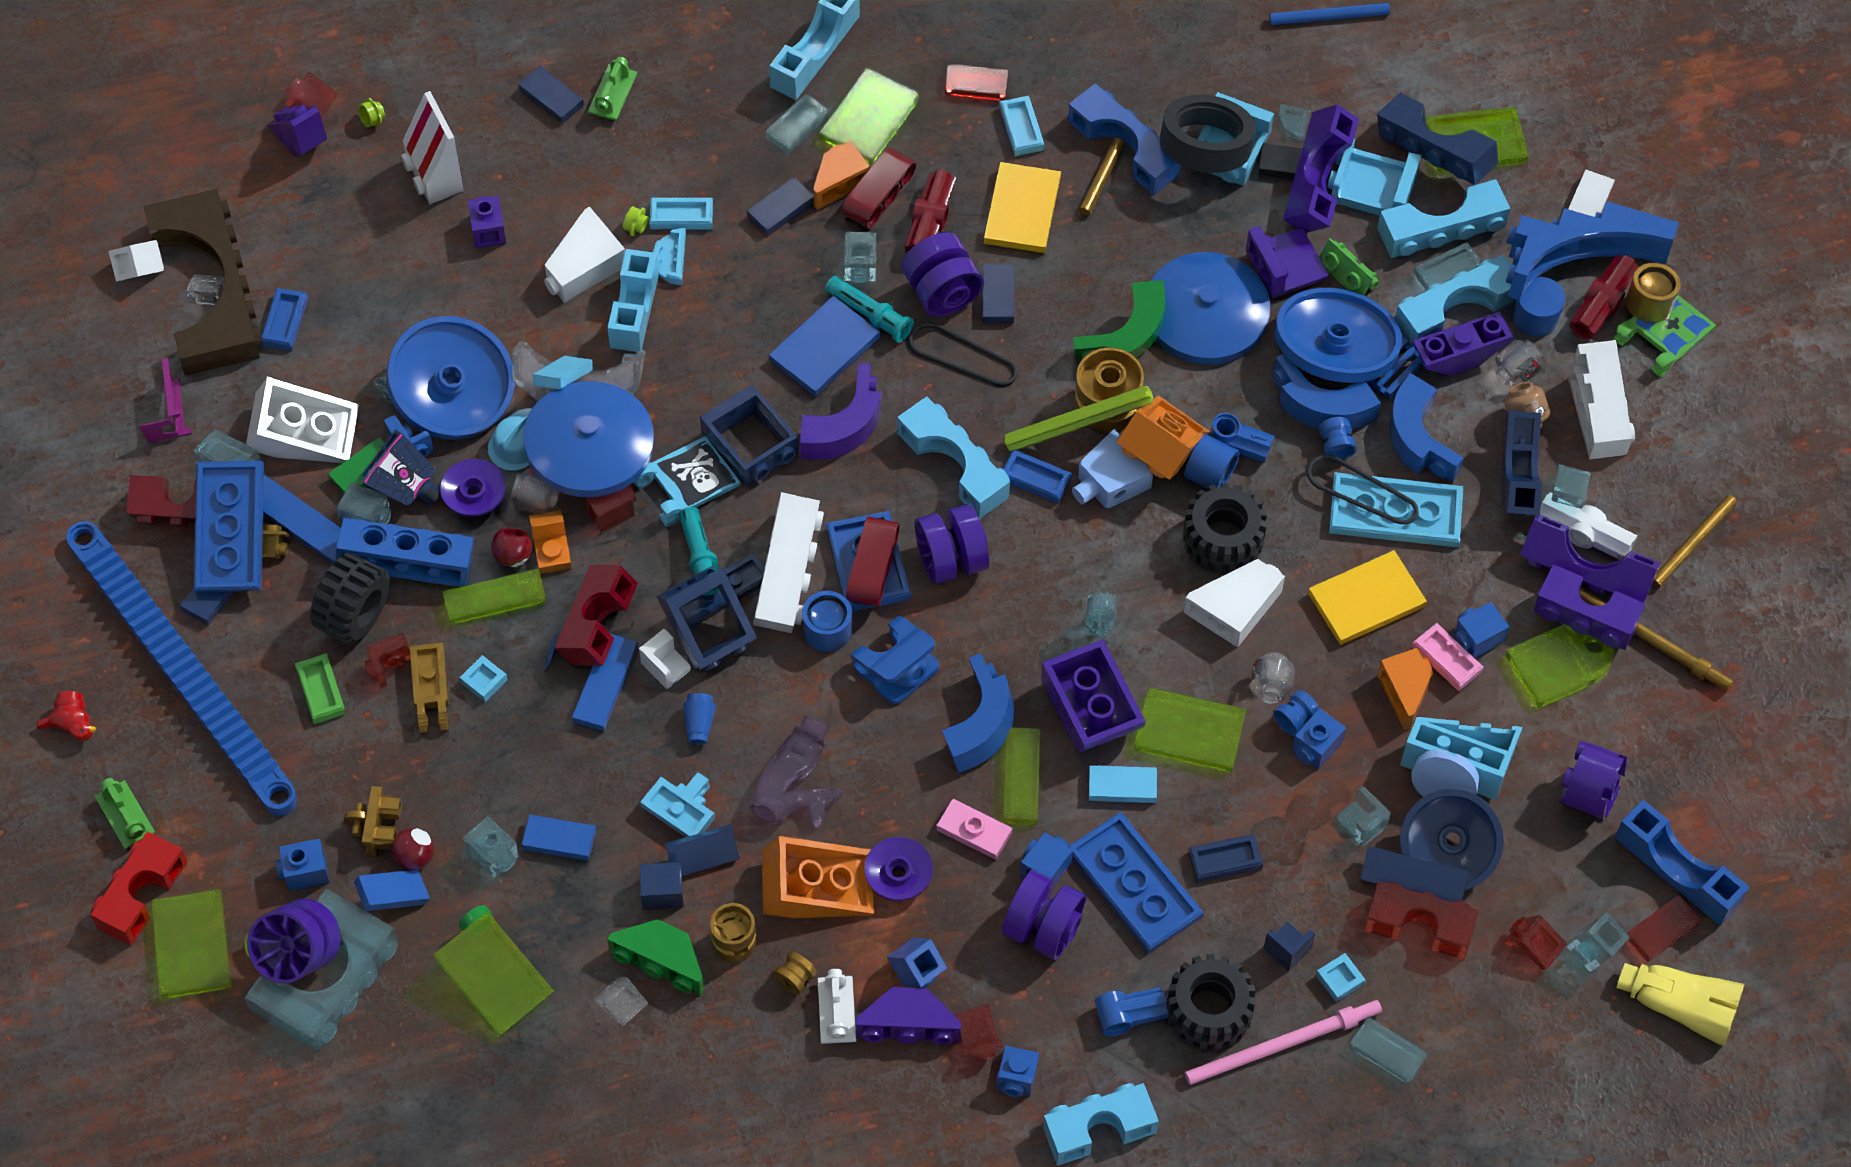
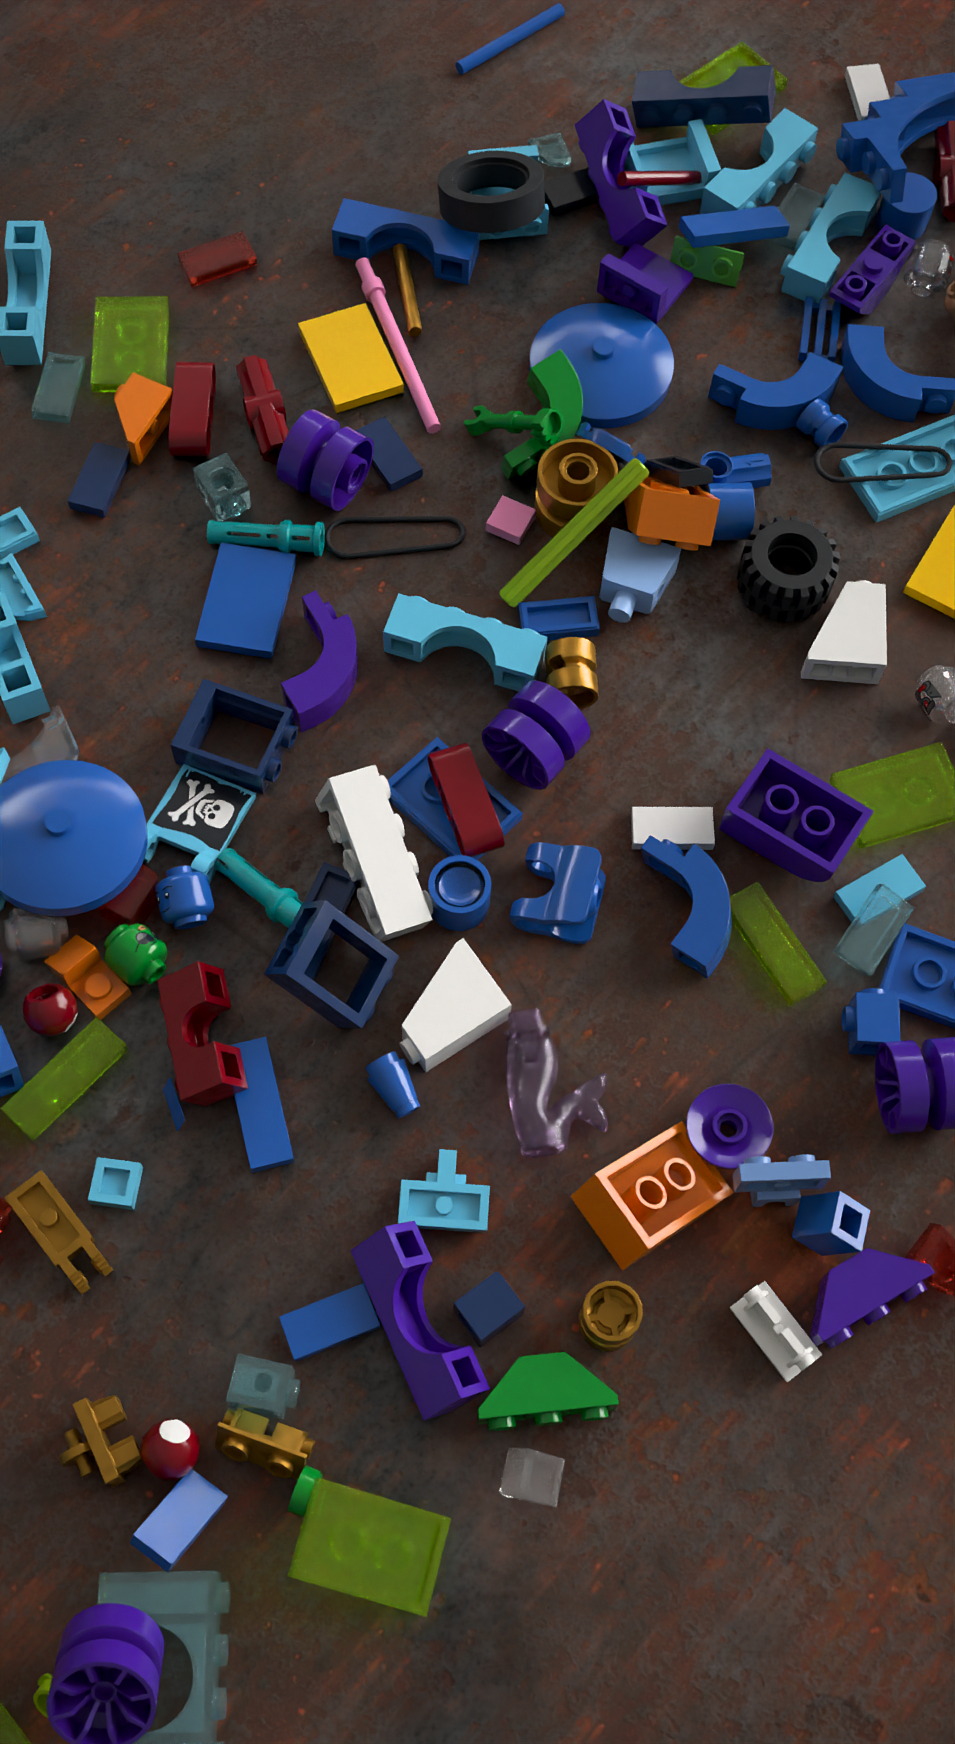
camera: 35 degrees left, 5 degrees up
(302, 865) = (46, 1555): blue brick -> none
(461, 871) = (243, 1439): none -> pearl gold hinge
(588, 541) = (135, 954): none -> green head
(617, 827) = (394, 1272): none -> dark purple arch
(643, 523) = (184, 898): none -> blue head
(663, 660) = (309, 1040): white panel -> none
(703, 850) = (505, 1236): dark blue tile -> none
(768, 693) = (453, 1009): none -> white slope
(794, 973) = (705, 1318): pearl gold wheel -> none
(901, 914) = (780, 1180): none -> medium blue plate
(974, 829) = (769, 1031): bright pink plate -> none
(1009, 519) = (572, 669): none -> pearl gold wheel
(1017, 665) = (678, 824): none -> white tile
(1021, 126) = (292, 279): medium azure tile -> none
(1053, 387) = (510, 520): none -> bright pink tile
(1074, 166) = (375, 292): none -> bright pink bar
(1095, 803) = (874, 929): none -> clear light blue tile
(1101, 609) = (734, 721): clear light blue connector -> none
(1112, 330) = (544, 426): none -> green piece
(1157, 372) = (619, 449): none -> blue tile
(1194, 415) = (679, 471): none -> black tile
(1338, 335) = (752, 324): blue dish -> none
(1350, 186) = (658, 178): none -> dark red bar
(1381, 253) = (734, 226): none -> blue tile

